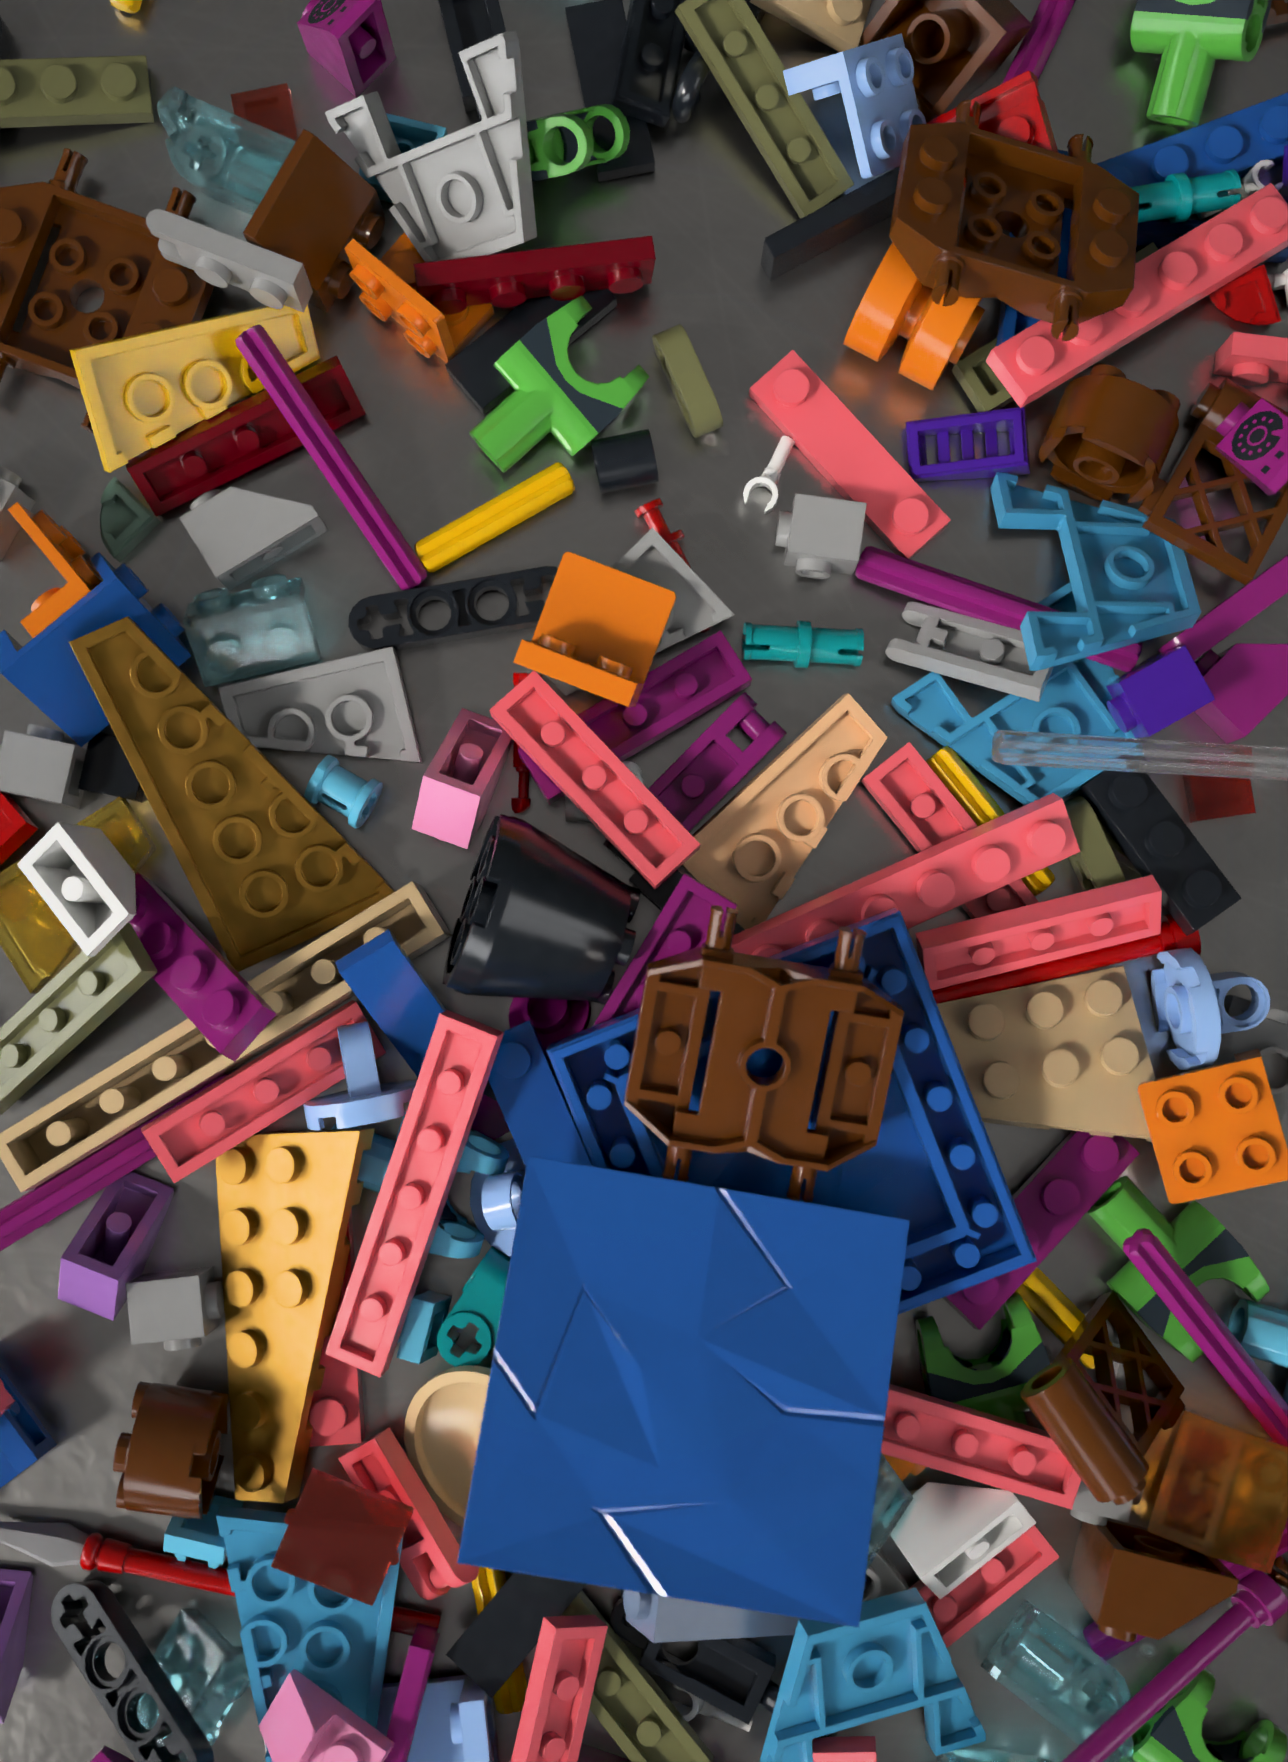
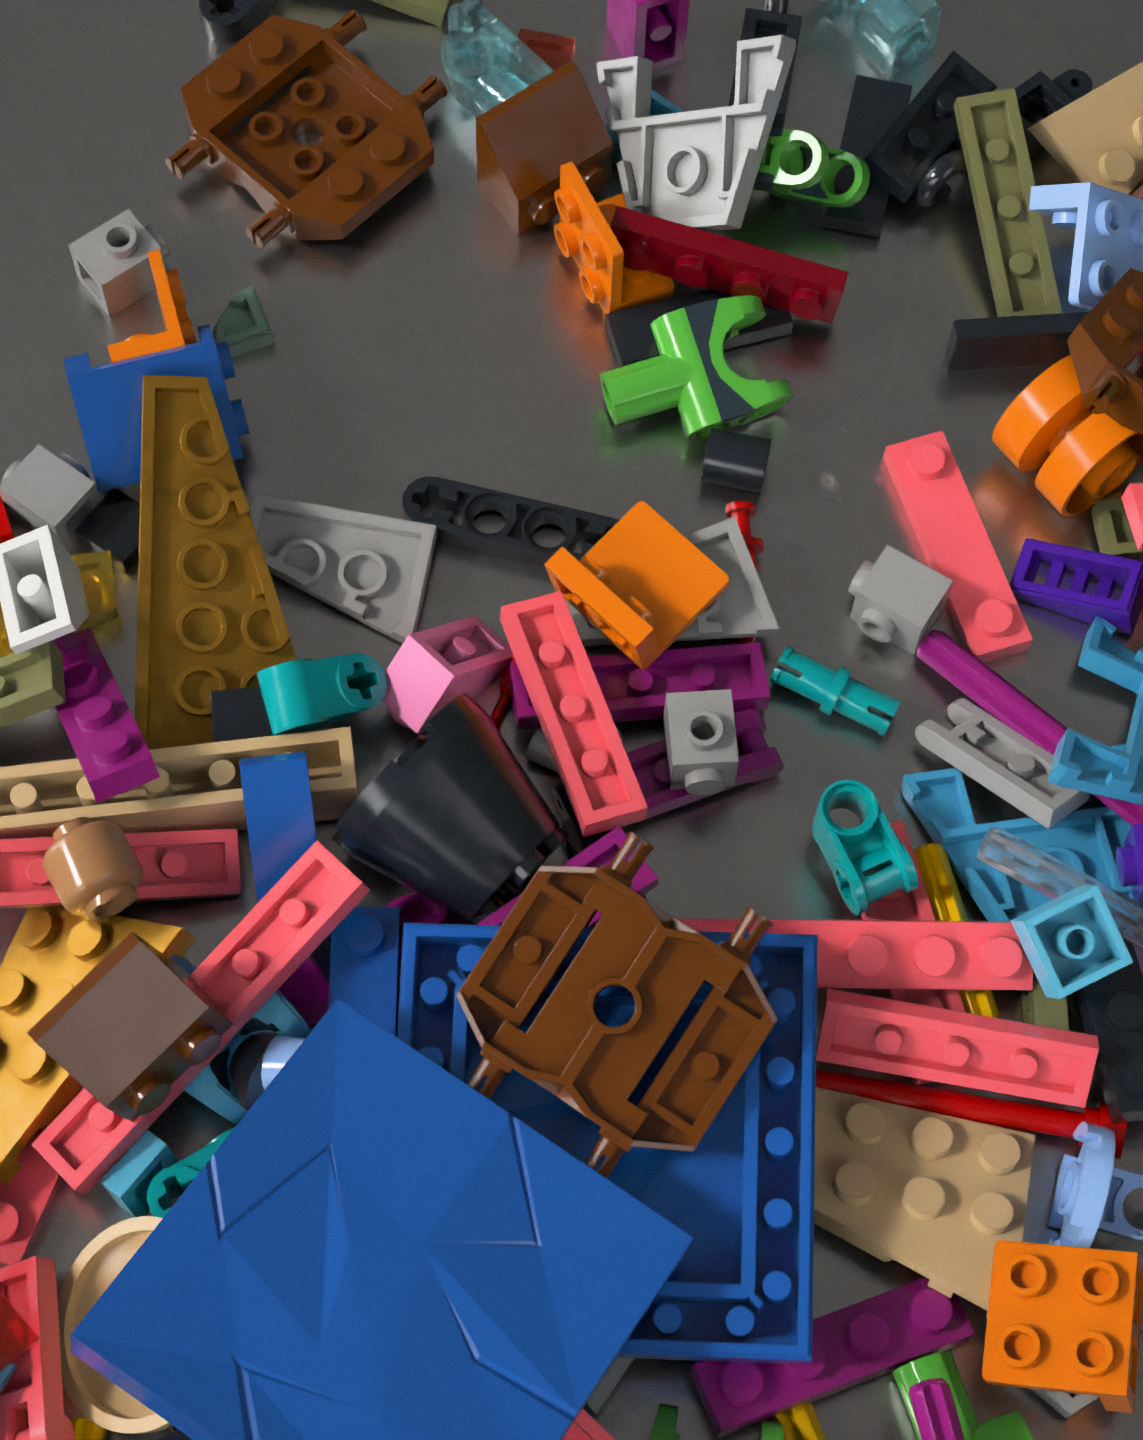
camera: 20 degrees right, 20 degrees down
(171, 378) = (351, 218): yellow wing -> none
(229, 260) = (454, 144): light grey hinge -> none
(237, 440) = (390, 298): dark red plate -> none
(248, 531) = (354, 378): light grey slope -> none
(250, 630) = (309, 463): clear light blue bracket -> none
(257, 1109) = (92, 868): none -> medium nougat head
(315, 905) = (239, 714): none -> black tile
(331, 457) = (461, 343): magenta axle -> none
(343, 791) = (320, 630): medium azure bush -> none
(365, 1098) = (202, 908): light blue tile -> none
(368, 1251) = (131, 1028): none -> reddish brown slope
(370, 858) = (320, 691): none -> teal piece
(494, 517) = (588, 461): yellow axle -> none
(687, 381) = (828, 417): olive beam -> none
(715, 755) = (700, 741): none -> light grey brick
(771, 474) = (869, 534): white hand -> none
(783, 812) = (741, 837): light nougat wing -> none
(892, 794) = (866, 858): none -> teal piece
(1105, 807) = (1071, 941): none -> medium azure piece

